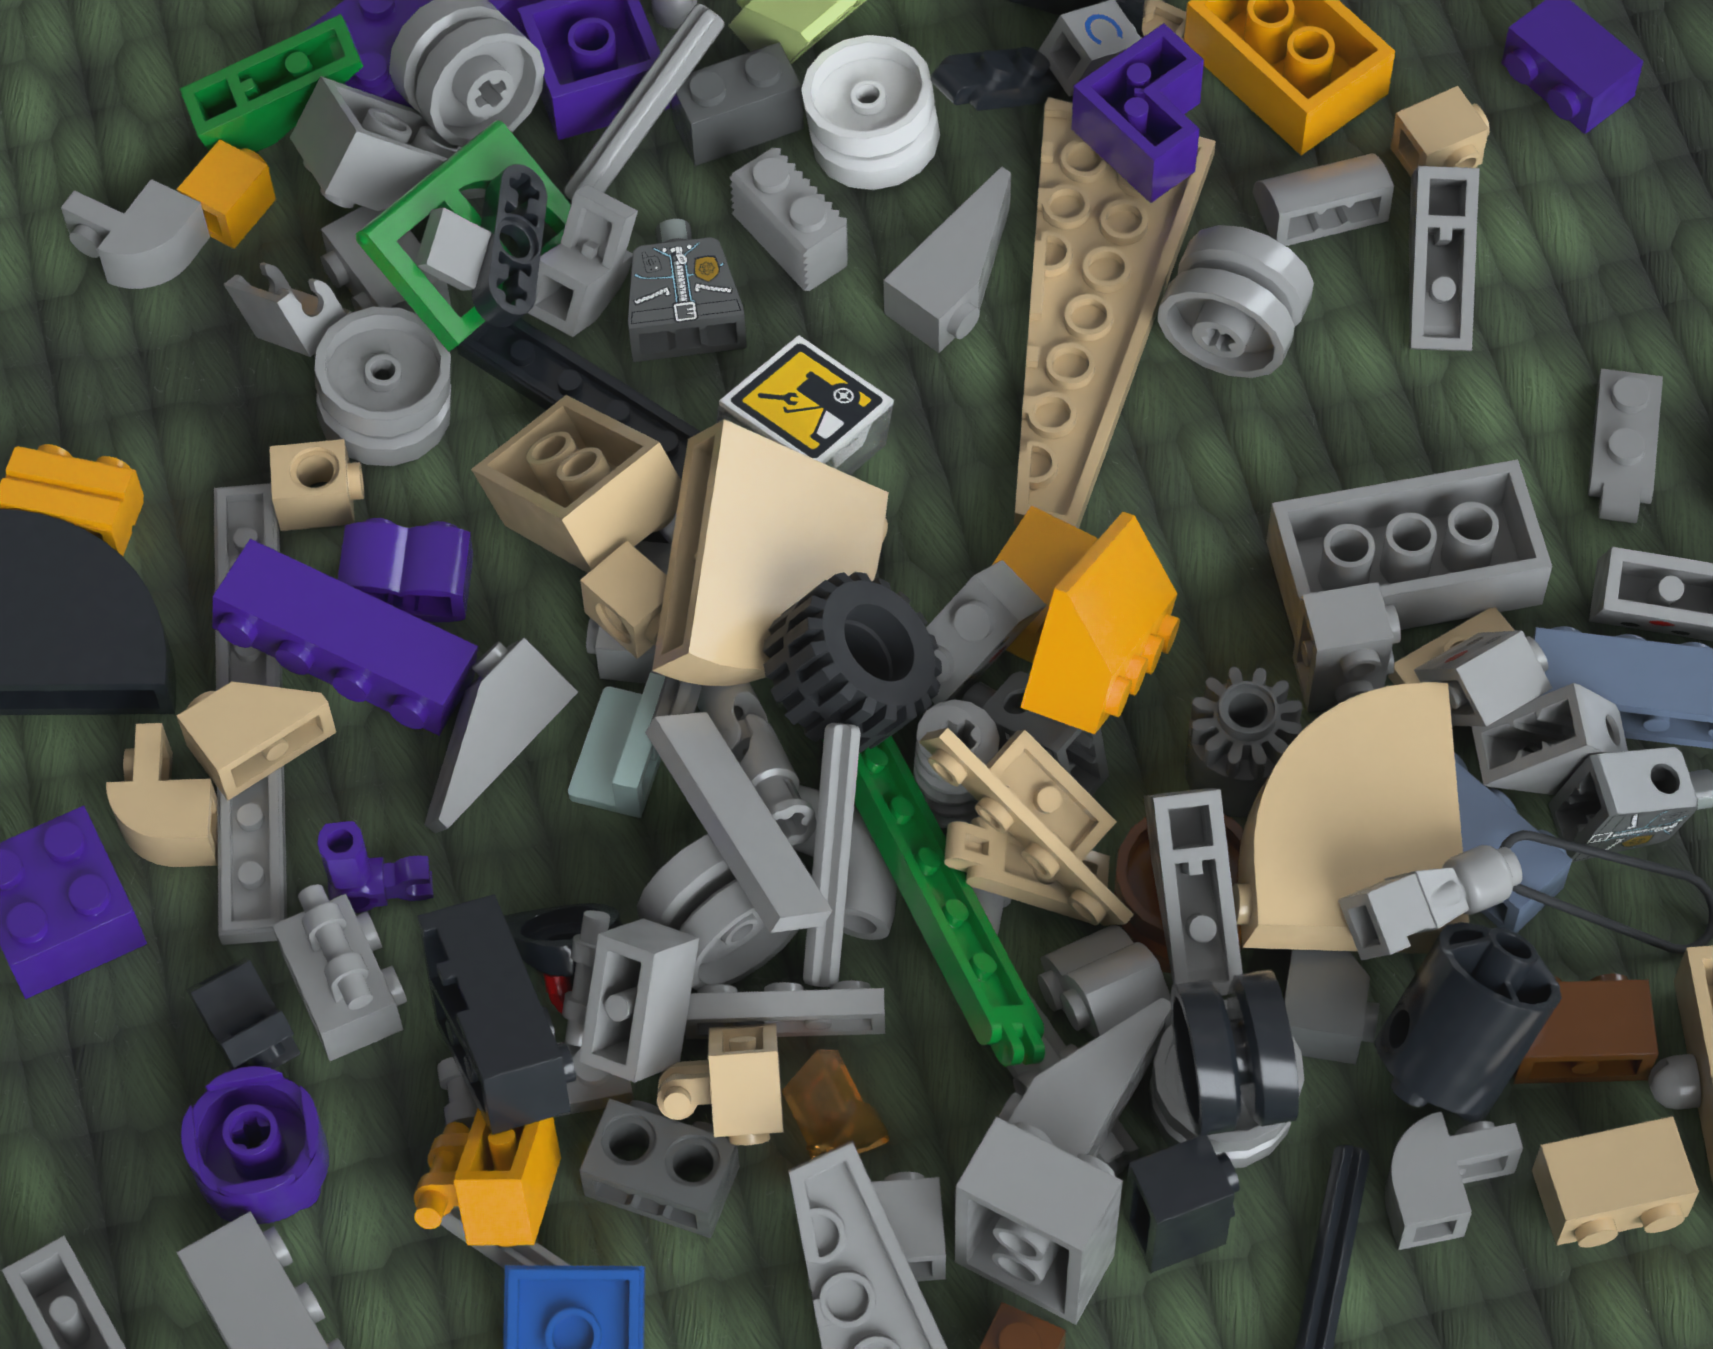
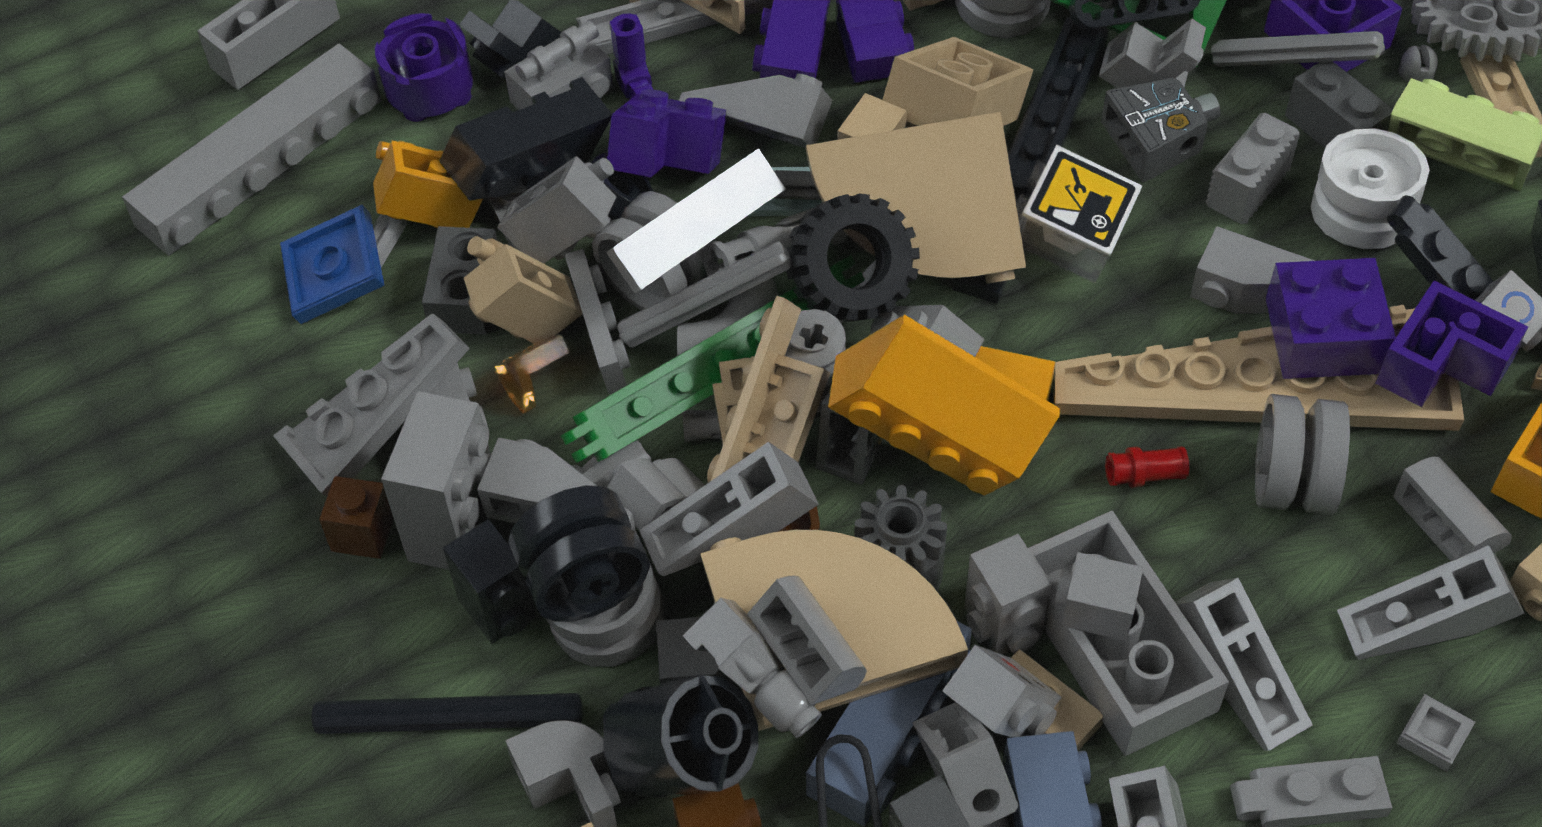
camera: 75 degrees right, 5 degrees down
(515, 849) = (665, 132): none -> dark purple brick
(1062, 211) = (1329, 318): none -> dark purple brick
(1180, 474) = (1142, 466): none -> red pin
(1402, 538) = (1099, 595): none -> light grey brick
(1426, 826) = (806, 641): none -> light grey brick
(1440, 441) = (1241, 648): none -> light grey slope
(1579, 310) = (1435, 732): none -> light grey tile

